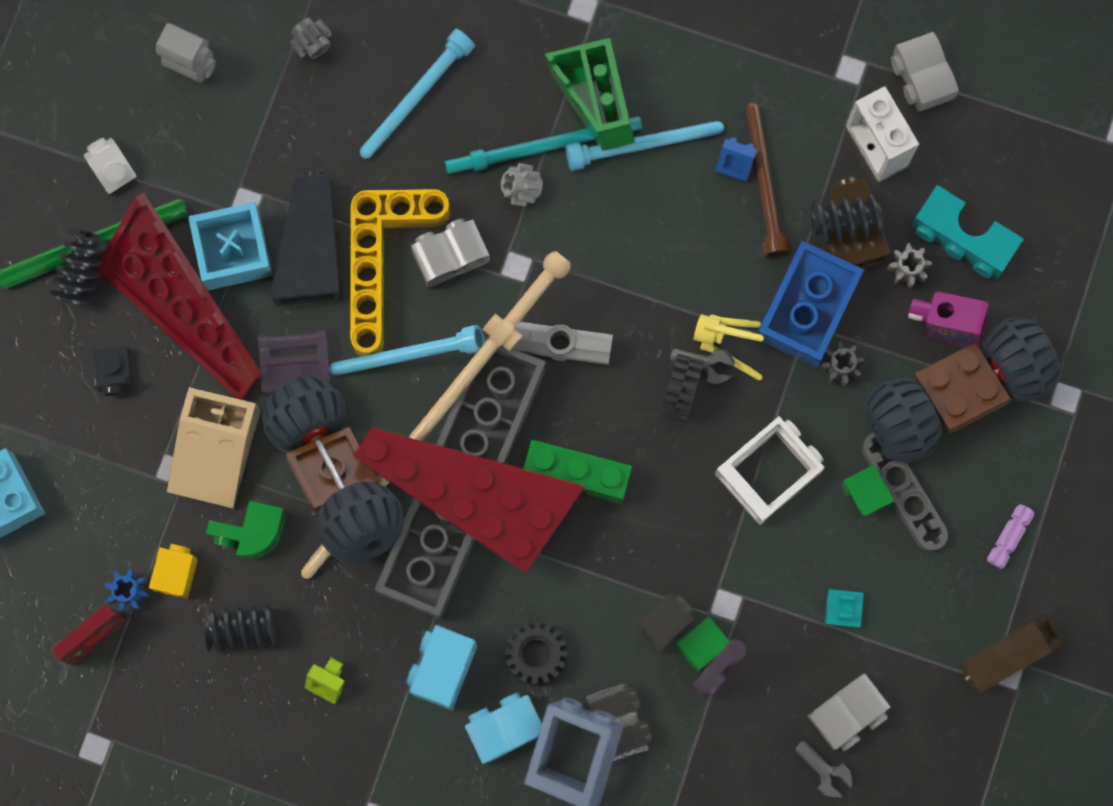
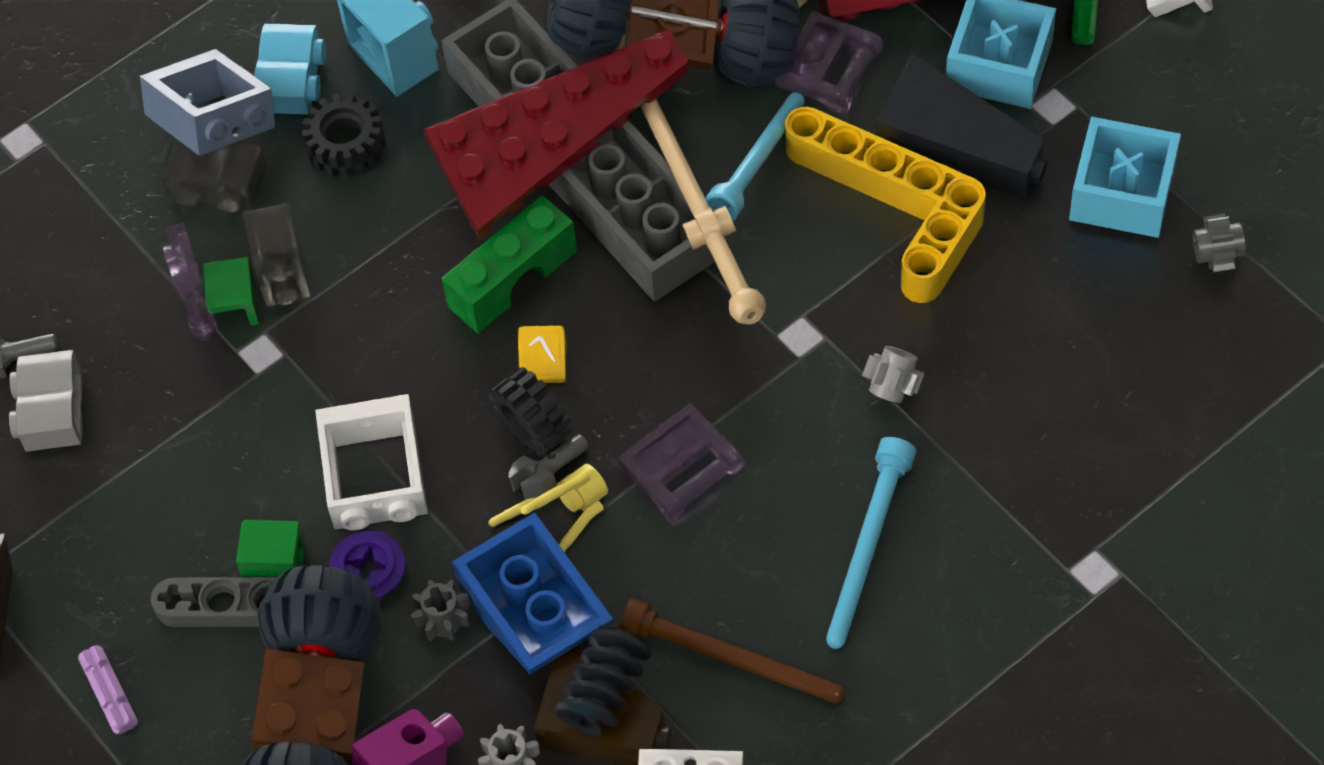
camera: 125 degrees right, 20 degrees down
(185, 53) = (1269, 98): light grey brick -> none
(293, 115) = (1124, 177): none -> medium azure brick
(449, 252) = (856, 264): light grey brick -> none
(457, 46) = (1119, 398): medium azure piece -> none
(480, 159) = (955, 357): teal bar -> none
(583, 345) = (656, 339): light grey piece -> none
(594, 89) = (957, 502): green wedge -> none
(628, 415) = (543, 352): none -> yellow slope
(651, 292) = (672, 450): none -> clear purple plate
(736, 159) = (777, 629): blue tile -> none
(842, 416) = (387, 556): none -> dark purple gear
(844, 608) = (163, 464): teal tile -> none

